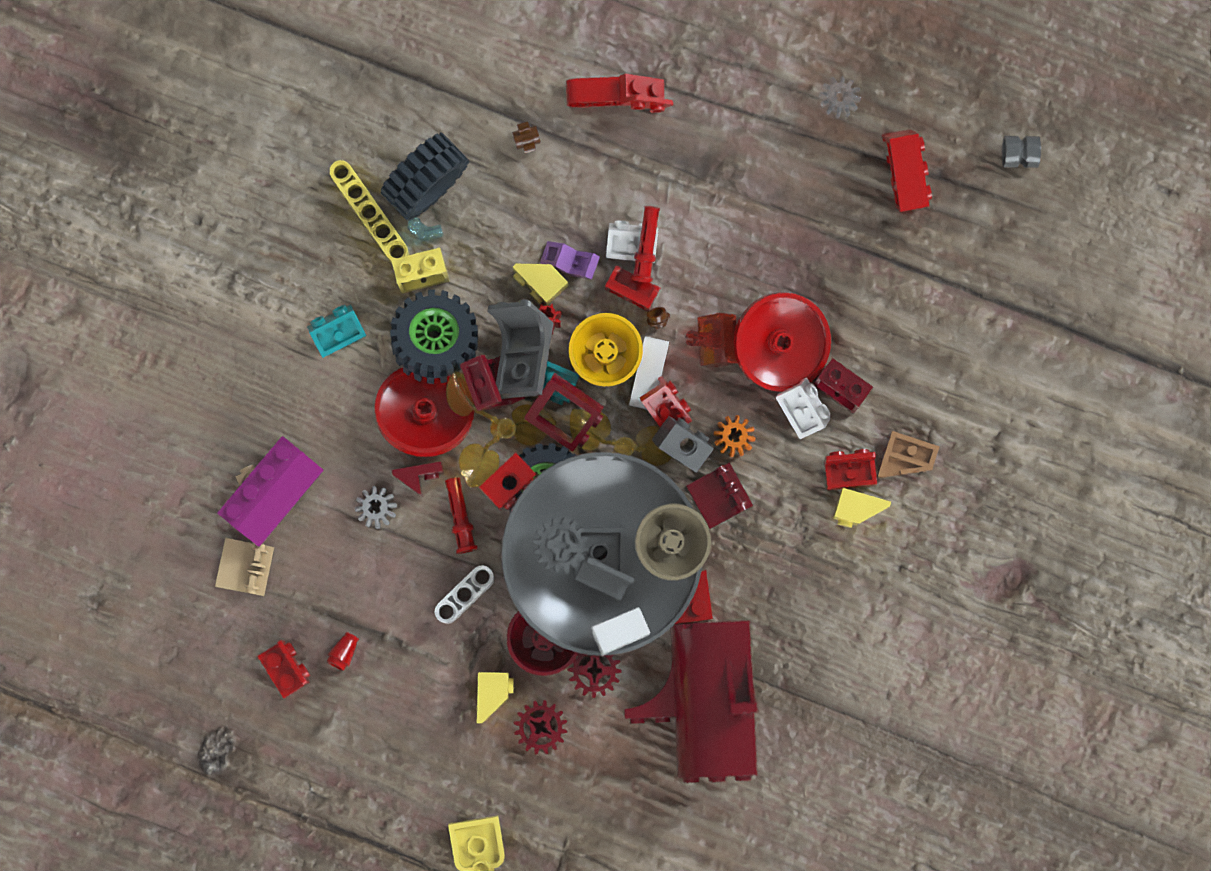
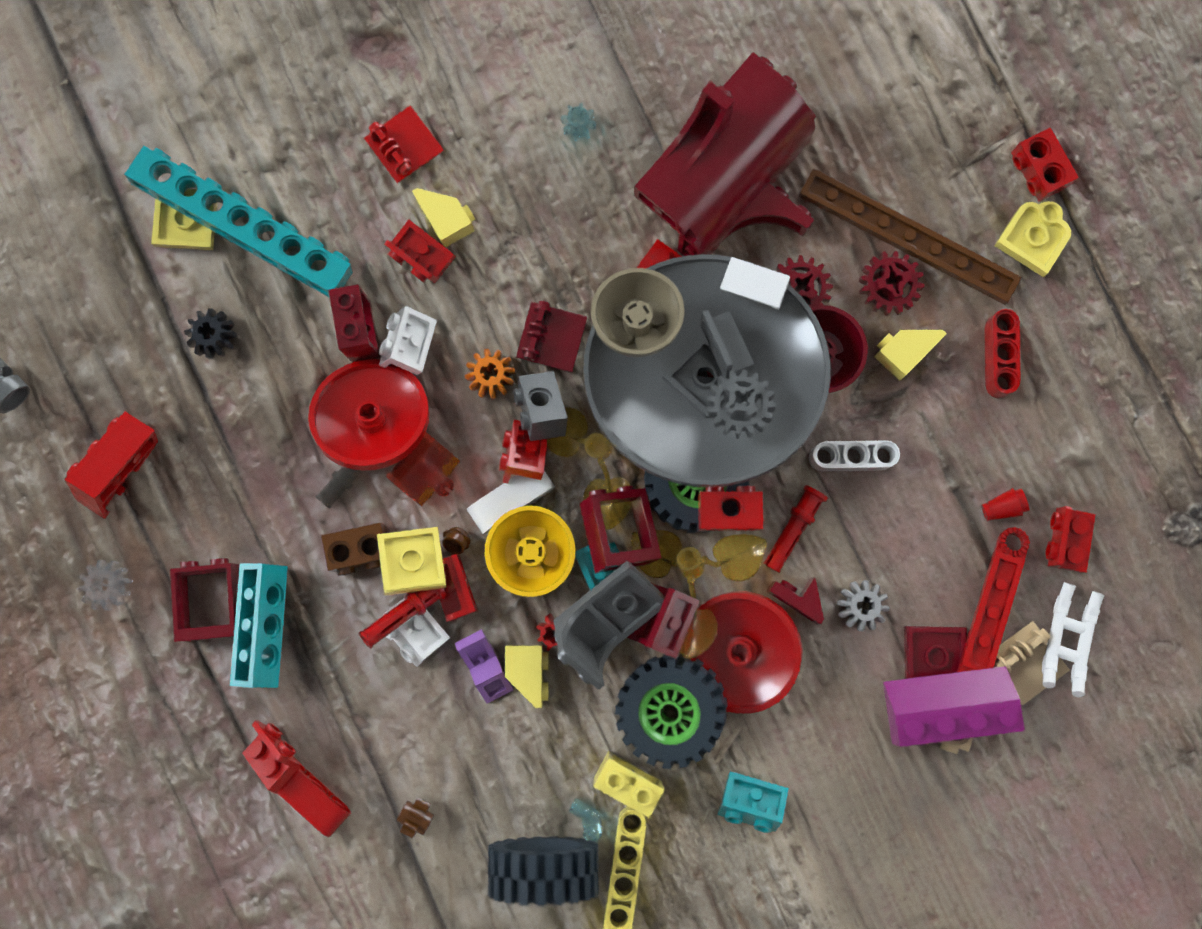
camera: 135 degrees left, 0 degrees up
(246, 608) = (1084, 628): none -> white piece
(297, 583) = (994, 603): none -> red plate
(307, 522) = (933, 650): none -> dark red tile
(419, 740) = (1010, 342): none -> red beam
(556, 769) = (910, 236): none -> reddish brown plate
(670, 278) = (411, 561): none -> light yellow tile
(717, 260) = (356, 541): none -> reddish brown brick
(724, 159) = (258, 625): none -> teal brick
(753, 125) = (180, 599): none -> dark red window
(761, 282) = (337, 485): none -> clear smoke pin
(827, 651) = (580, 114): none -> clear light blue gear
(907, 456) = (361, 221): medium nougat wing -> none
(928, 292) = (202, 326): none -> black gear
(929, 530) = (403, 144): none -> red hinge
(1016, 355) = (176, 230): none -> light yellow plate
(1060, 355) = (151, 164): none -> teal brick

